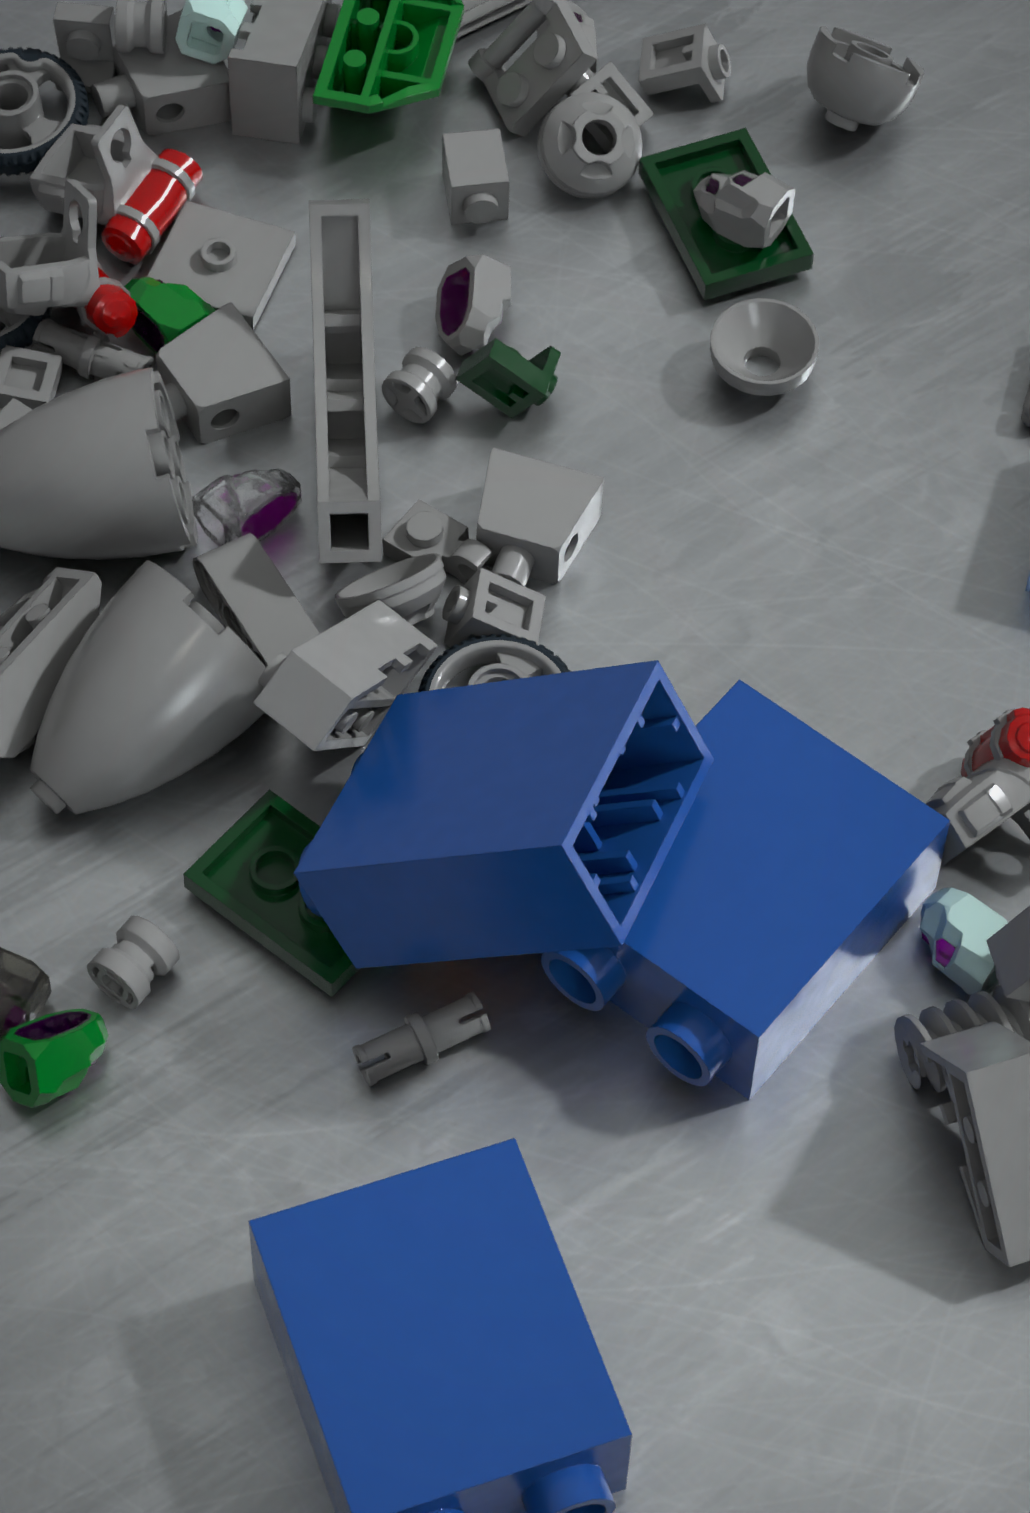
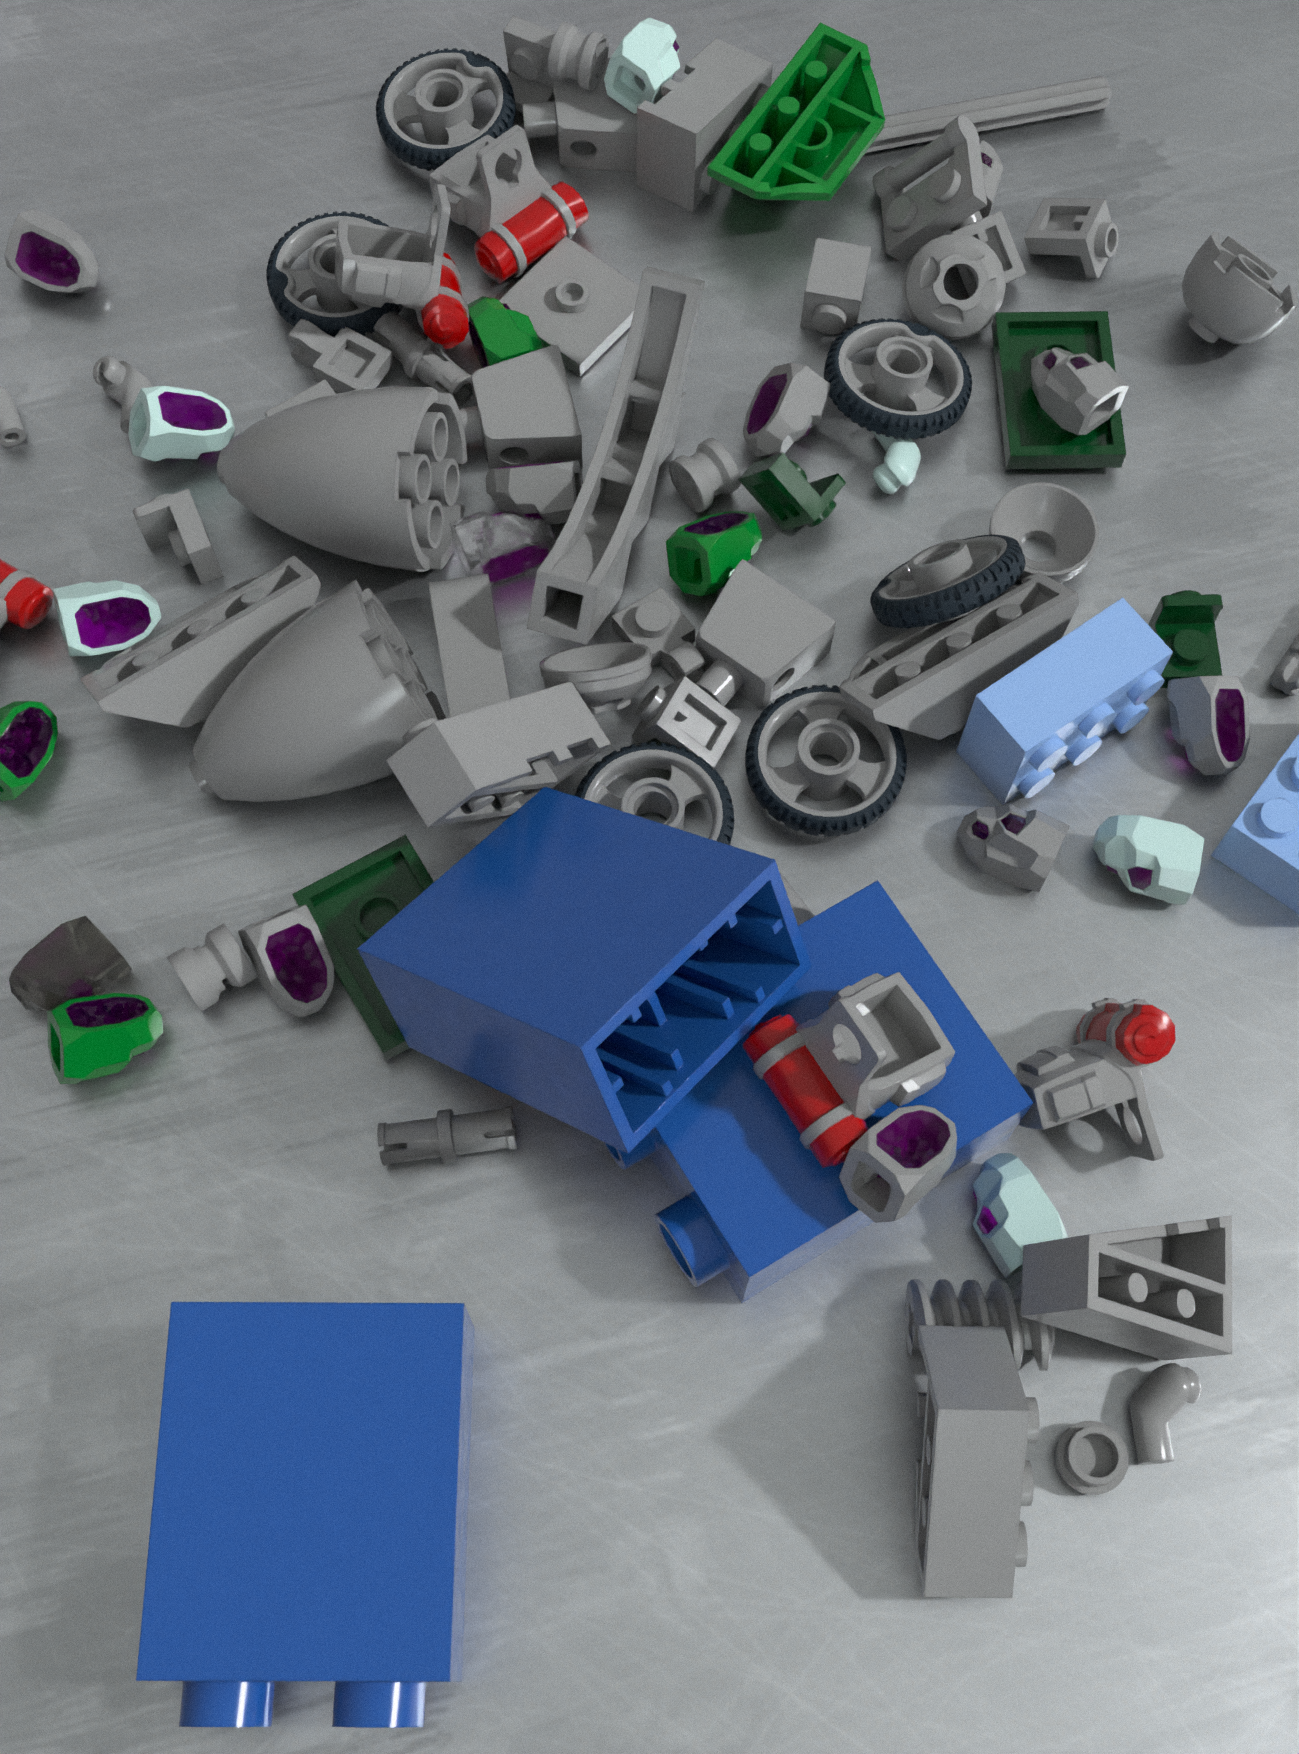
camera: 20 degrees right, 10 degrees up
(210, 930) = (291, 960): none -> rock
(263, 444) = (536, 489): none -> light grey rock
(455, 452) = (710, 548): none -> green rock
(569, 255) = (895, 383): none -> light grey wheel
(597, 311) = (900, 463): none -> light aqua arm
(636, 582) = (779, 786): none -> light grey wheel
(693, 412) = (948, 581): none -> wheel
(736, 476) = (935, 671): none -> light grey wedge
(778, 827) = (850, 1060): none -> light grey piece
(842, 489) = (1063, 702): none -> light blue brick
(842, 630) = (1012, 843): none -> light grey rock
(853, 895) = (898, 1162): none -> light grey rock
(931, 406) = (1188, 628): none -> dark green bracket
(972, 601) = (1151, 855): none -> light aqua rock
(980, 468) = (1210, 721): none -> light grey rock

